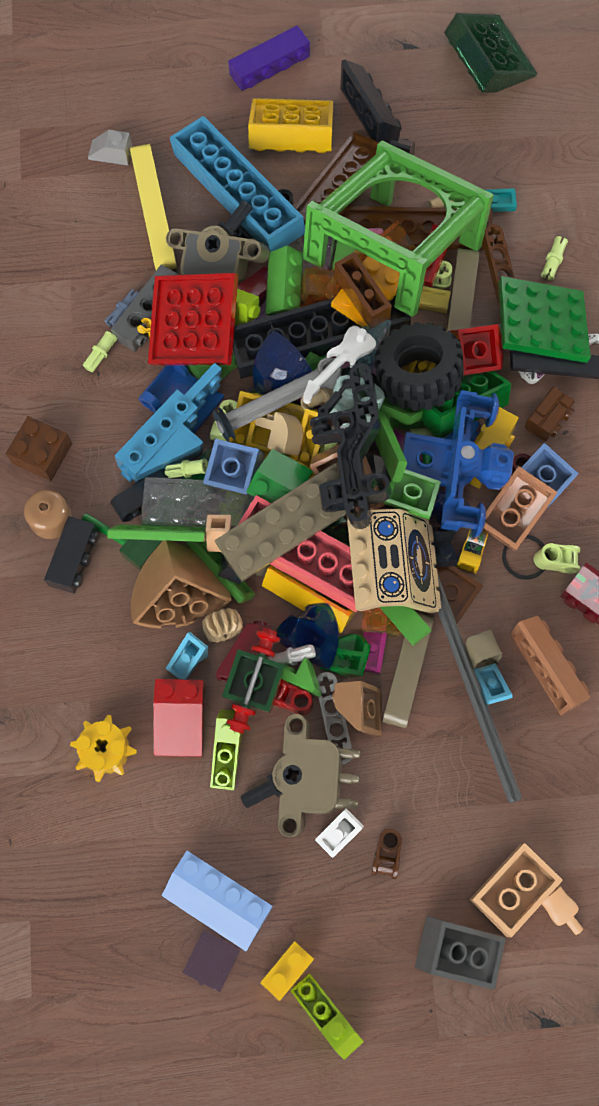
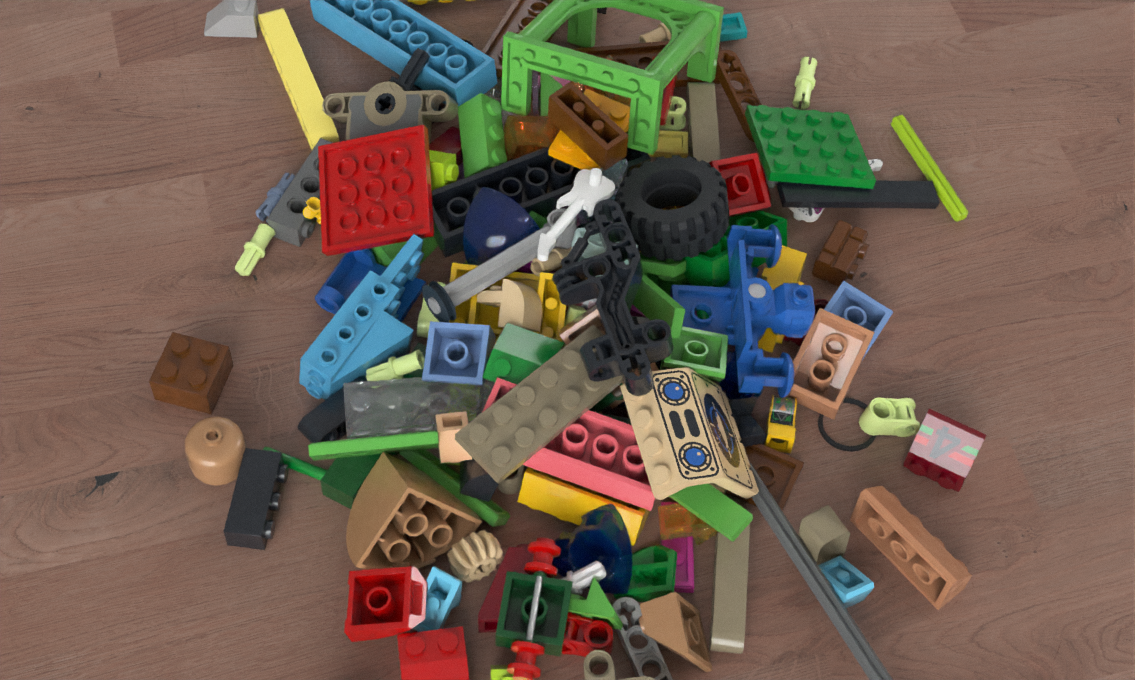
camera: 15 degrees left, 15 degrees down
(150, 652) = (384, 602): none -> red slope

